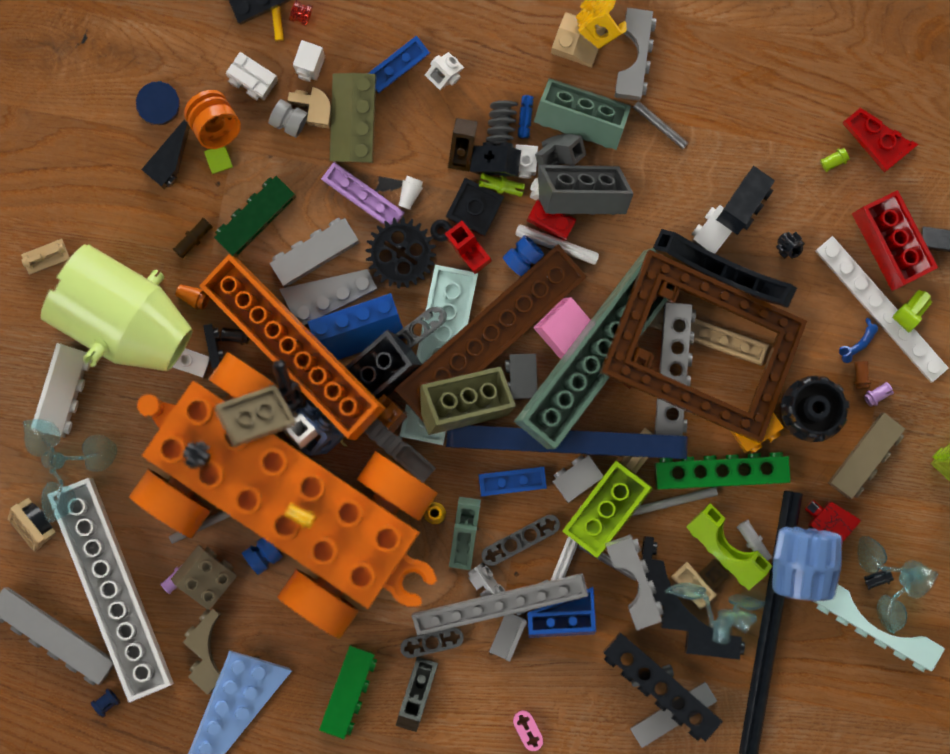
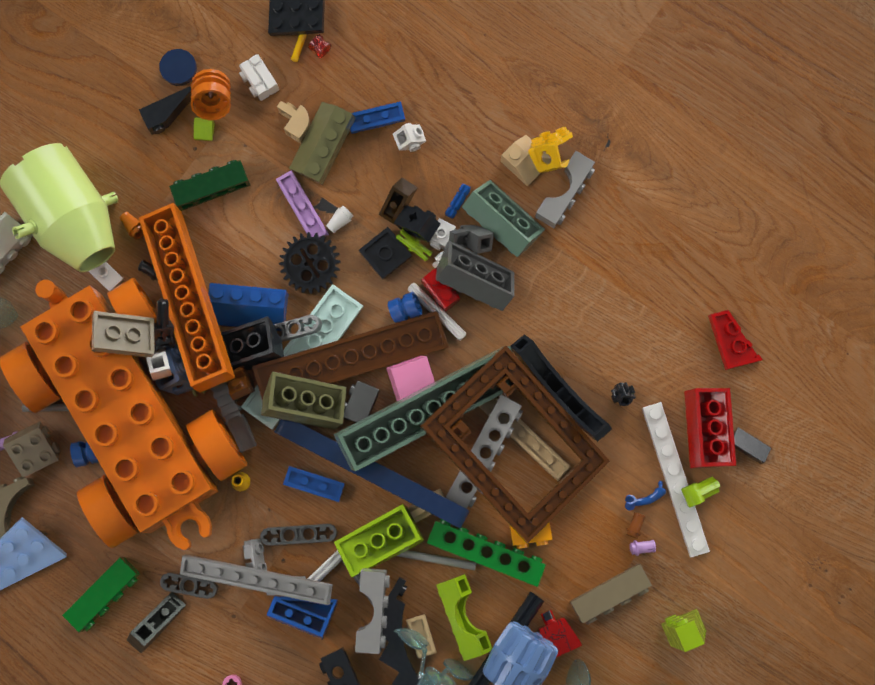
camera: 25 degrees right, 5 degrees down
(45, 256) = (28, 143): tan hinge -> none
(192, 238) = (154, 180): dark brown pin -> none
(196, 454) = (60, 344): black gear -> none
(212, 336) = (130, 265): black plate -> none
(290, 119) = (271, 121): light grey wheel -> none
(304, 518) = (119, 432): yellow pin -> none
(308, 61) = (307, 83): white brick -> none
(315, 252) = (242, 233): light grey brick -> none
(327, 295) = (237, 270): light grey wing -> none
(437, 224) = (350, 254): black plate -> none
(464, 533) = (256, 508): sand green slope -> none
(468, 247) = (364, 281): red brick -> none
(500, 121) = (435, 195): dark grey piece -> none
(508, 636) = (251, 608): light grey panel -> none
(578, 478) = (366, 505): light grey brick -> none
(657, 122) = (561, 253): flat silver bar -> none
(712, 233) = (568, 355): white brick -> none
(713, 574) = (441, 634): dark brown plate -> none
(746, 201) = (602, 342): black brick -> none
(753, 540) = (487, 621): light grey pin -> none
(798, 411) = (568, 535): black wheel -> none
(835, 159) = (689, 342): lime pin -> none

